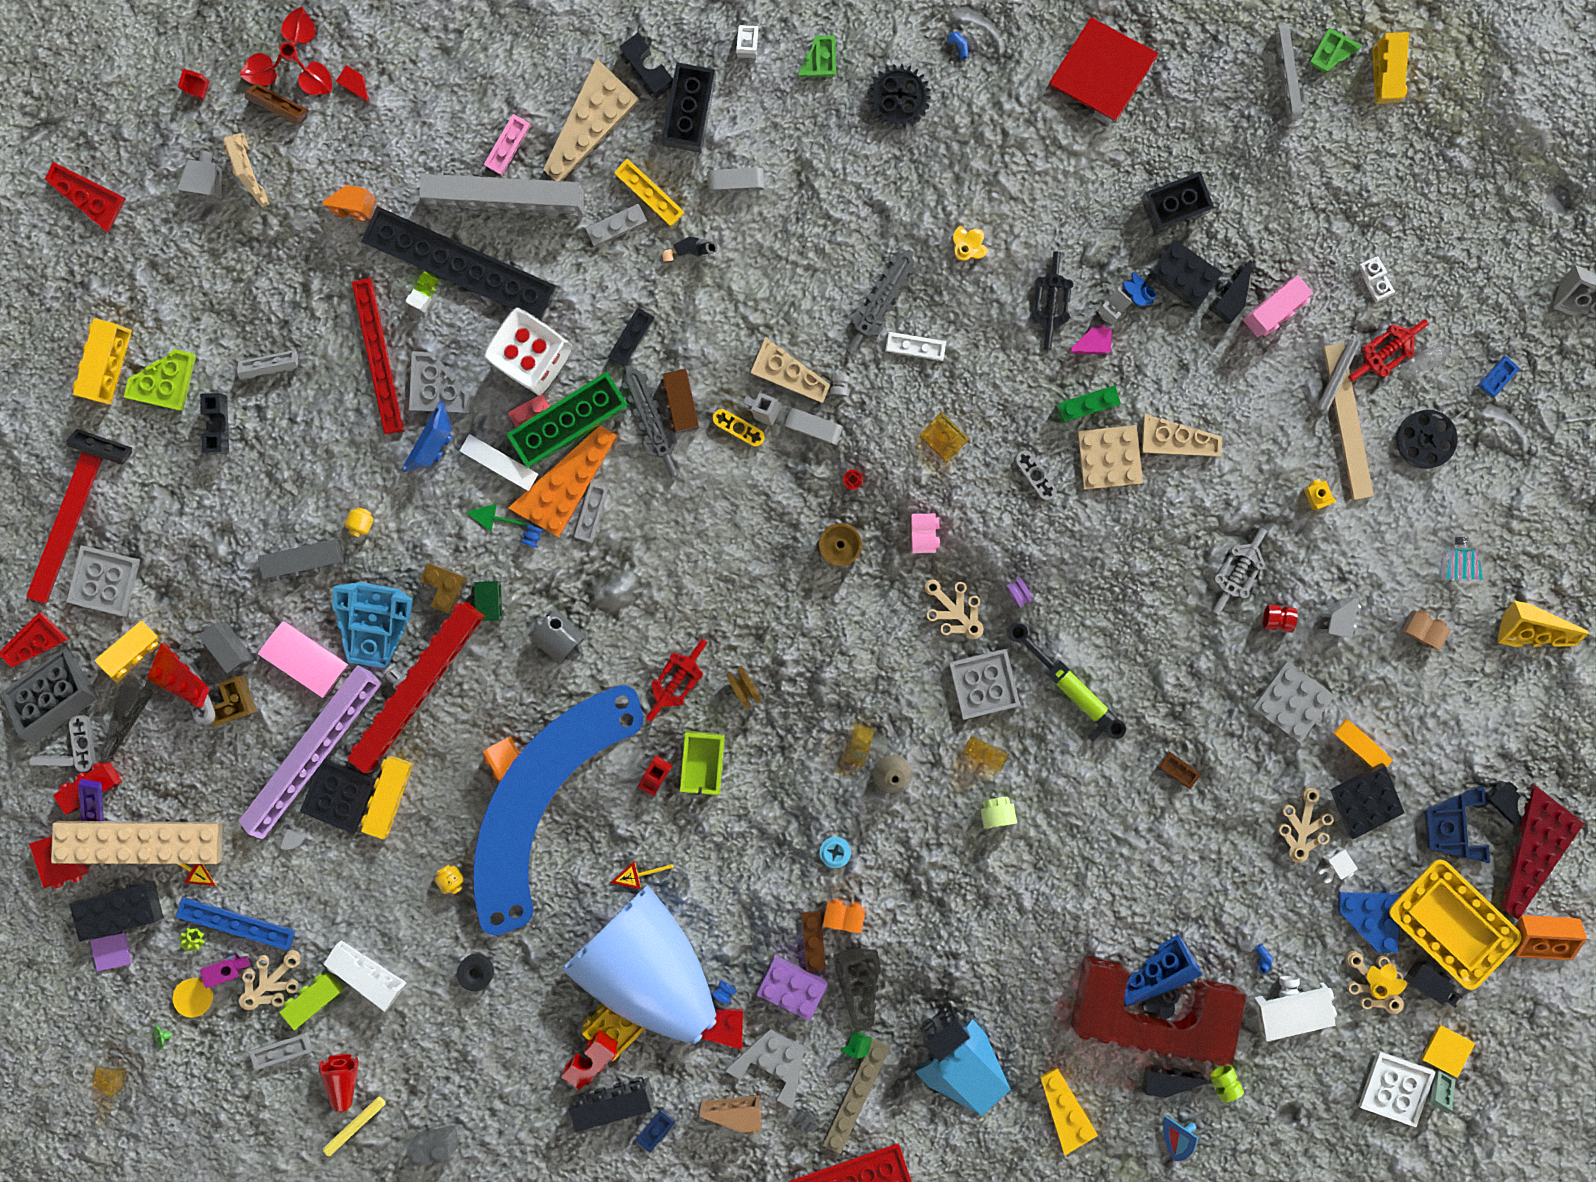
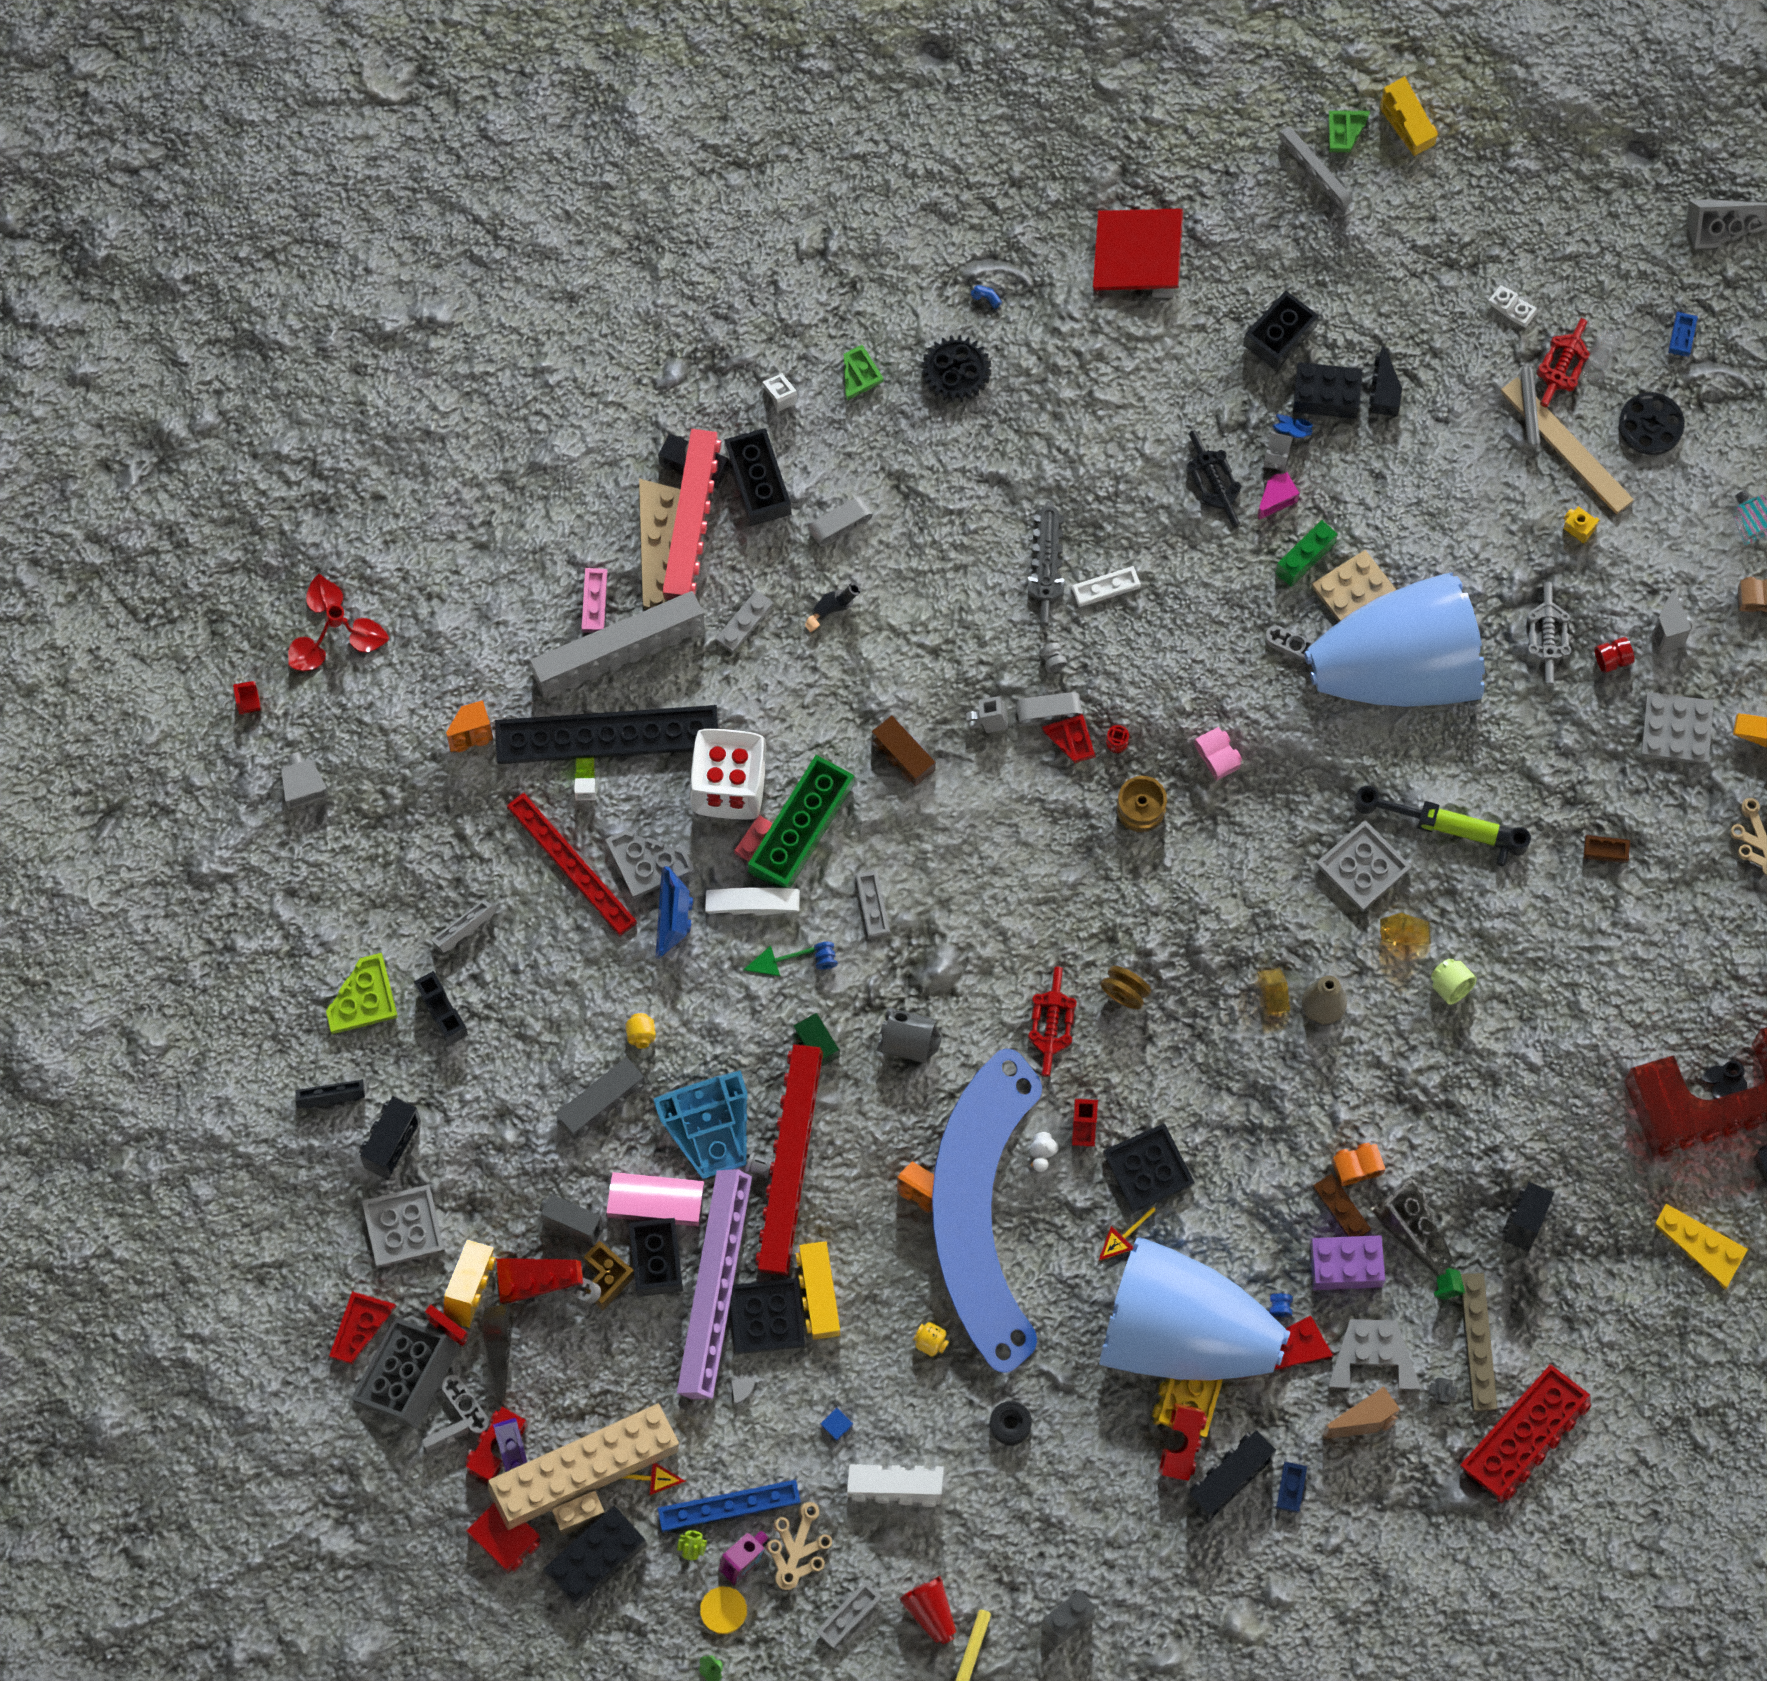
camera: 30 degrees left, 20 degrees down
(64, 527) = (332, 1196): red tile -> none
(92, 679) = (442, 1322): none -> red plate
(93, 199) = (195, 857): red wing -> none
(101, 361) = (292, 1004): yellow brick -> none
(110, 951) = (608, 1610): medium lavender piece -> none
(121, 873) = (578, 1513): none -> tan brick
(122, 508) = (389, 1137): none -> black brick
(236, 149) = (351, 745): tan wing -> none
(276, 103) = (340, 676): reddish brown plate -> none
(276, 708) = (656, 1257): none -> black brick
(311, 999) = (852, 1541): lime brick -> none
(348, 903) = (836, 1424): none -> blue tile
(353, 82) = (407, 619): red tile -> none
(449, 586) = (763, 1043): pearl gold brick -> none
(560, 490) = (828, 901): orange wing -> none
(613, 776) = (1041, 1149): none -> white animal
(616, 113) = (691, 513): none -> coral brick
(631, 337) = (819, 717): black plate -> none
(649, 192) = (761, 575): yellow plate -> none
(659, 440) = (902, 800): dark grey bar -> none
(685, 834) = (1148, 1167): none -> black plate
(702, 762) = (1126, 1083): lime piece -> none
(728, 416) = (959, 741): yellow beam -> none
(783, 370) = (995, 672): tan wing -> none
(818, 460) = (1072, 738): none -> red wing
(839, 860) = (1317, 1099): medium azure gear -> none
(944, 437) = (1184, 652): clear yellow slope -> none
(956, 611) = (1293, 812): tan plant -> none
(968, 1074) = (1576, 1257): dark azure wedge -> none
(969, 241) = (1102, 468): yellow plate -> none
(1019, 592) = (1346, 759): medium lavender wheel -> none
(1118, 525) = (1404, 649): none -> light blue panel
(1164, 971) = (1714, 1047): blue wedge -> none
(1166, 437) = (1407, 545): tan wing -> none
(1278, 307) = (1434, 374): bright pink brick -> none

